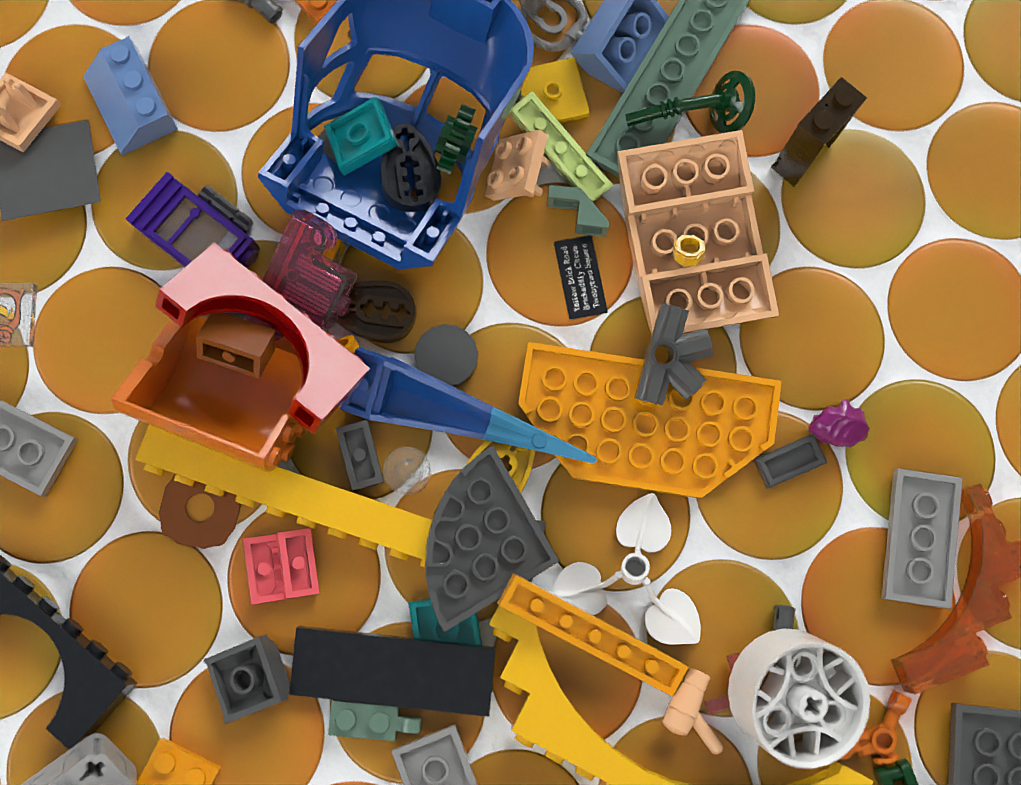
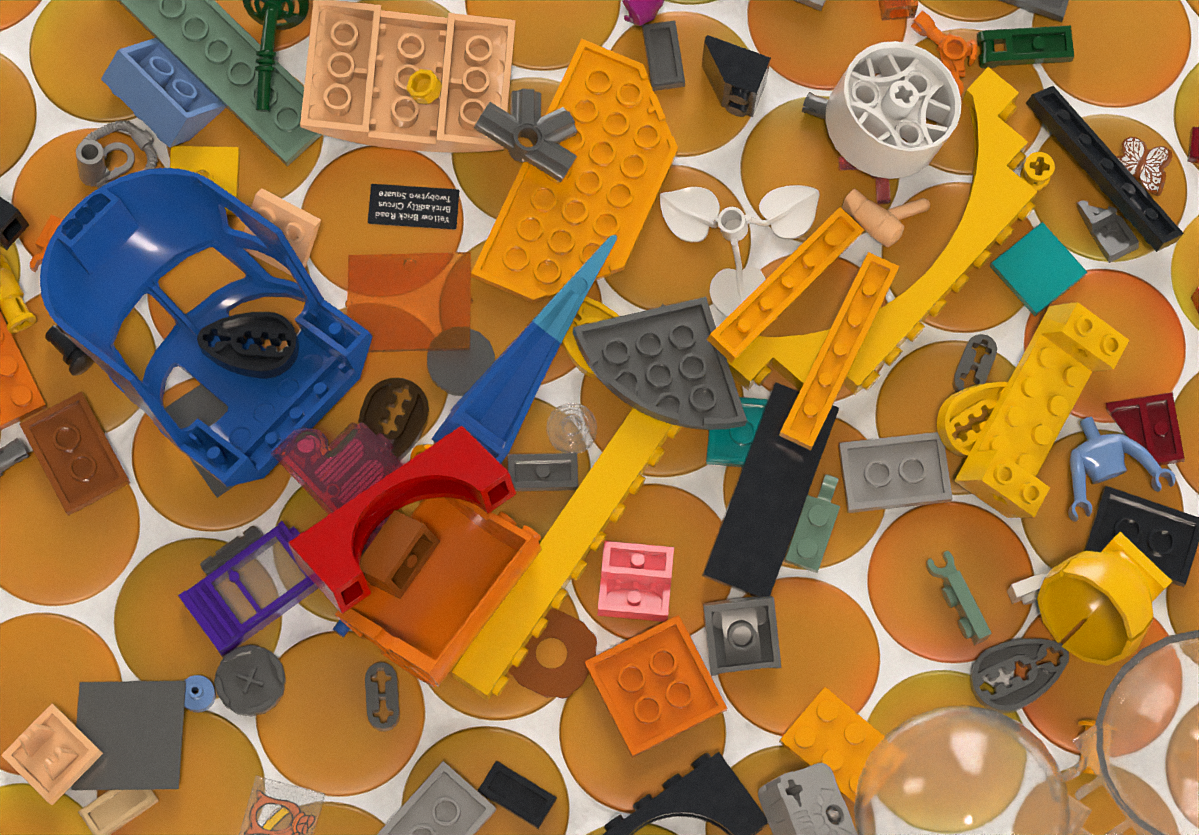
camera: 75 degrees left, 5 degrees down
(63, 511) = (517, 795): none -> black tile
(96, 216) = (204, 698): none -> medium blue tile
(117, 256) = (250, 680): none -> dark grey tile
(117, 364) = (373, 697): none -> dark grey beam
(128, 96) = (71, 627): medium blue slope -> none
(184, 610) = (655, 686): none -> orange plate
(269, 60) = (74, 453): none -> dark orange plate
(360, 135) = (197, 384): teal tile -> none
(455, 139) = (239, 281): dark green gear -> none
(488, 297) = (412, 300): none -> clear orange piece
(538, 705) = (839, 351): none -> light orange plate
(561, 148) = (286, 179): yellowish green tile -> none
(589, 218) = (351, 179): sand green slope -> none
(788, 533) = (735, 75): none -> black slope

